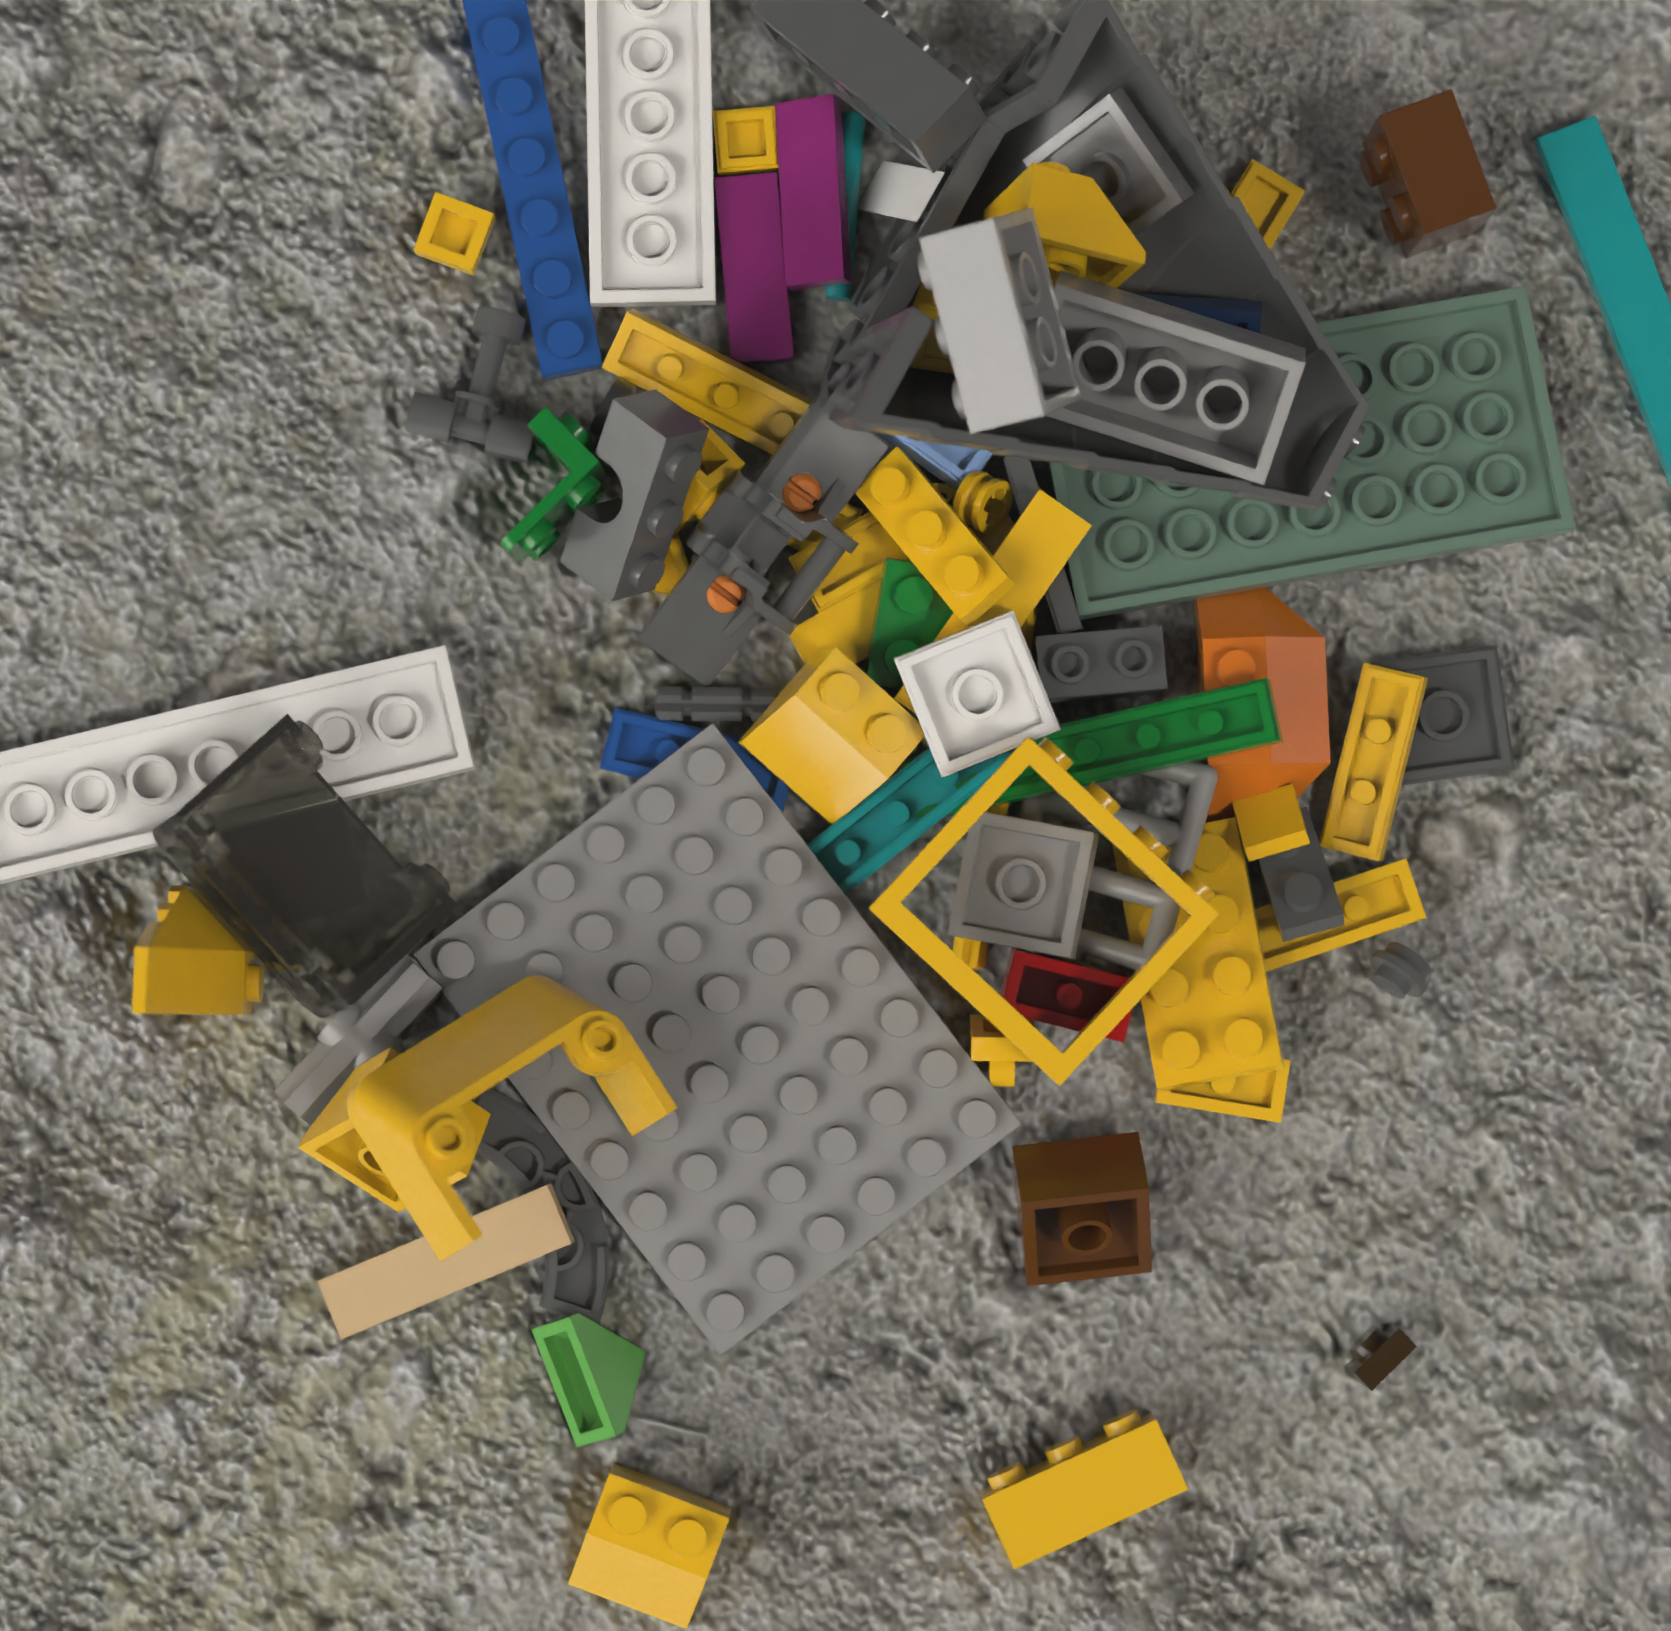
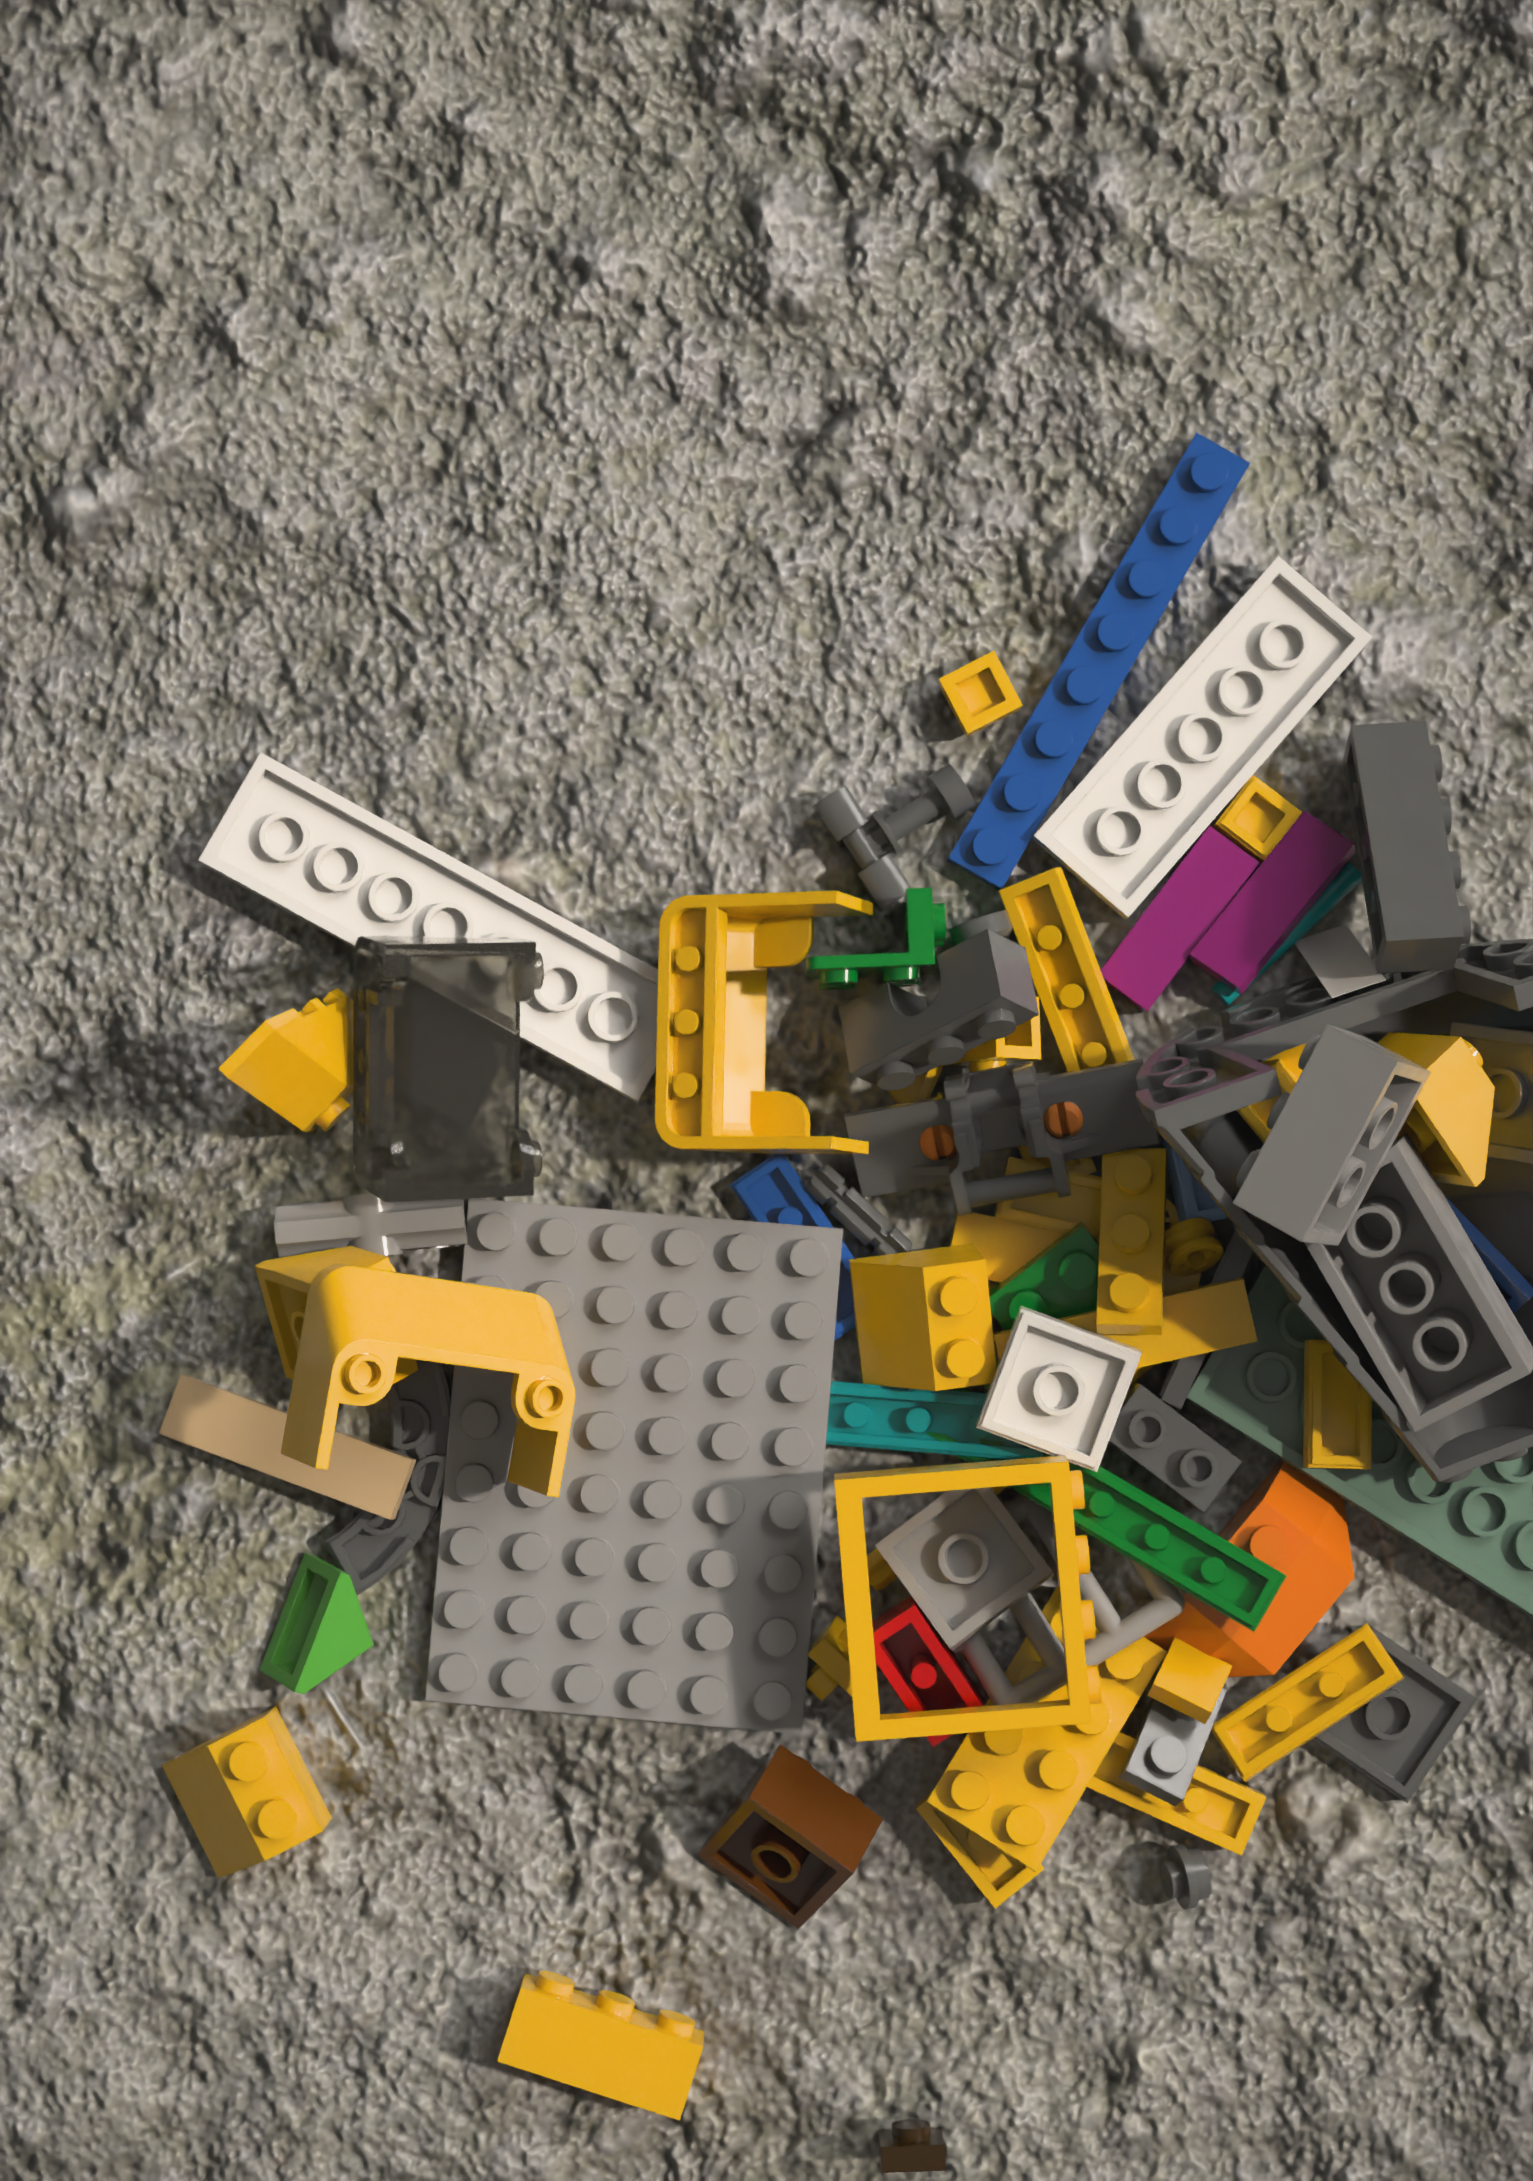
camera: 40 degrees right, 0 degrees up
(474, 651) = (715, 1020): none -> yellow windscreen
(1198, 527) = (1334, 1413): none -> yellow tile

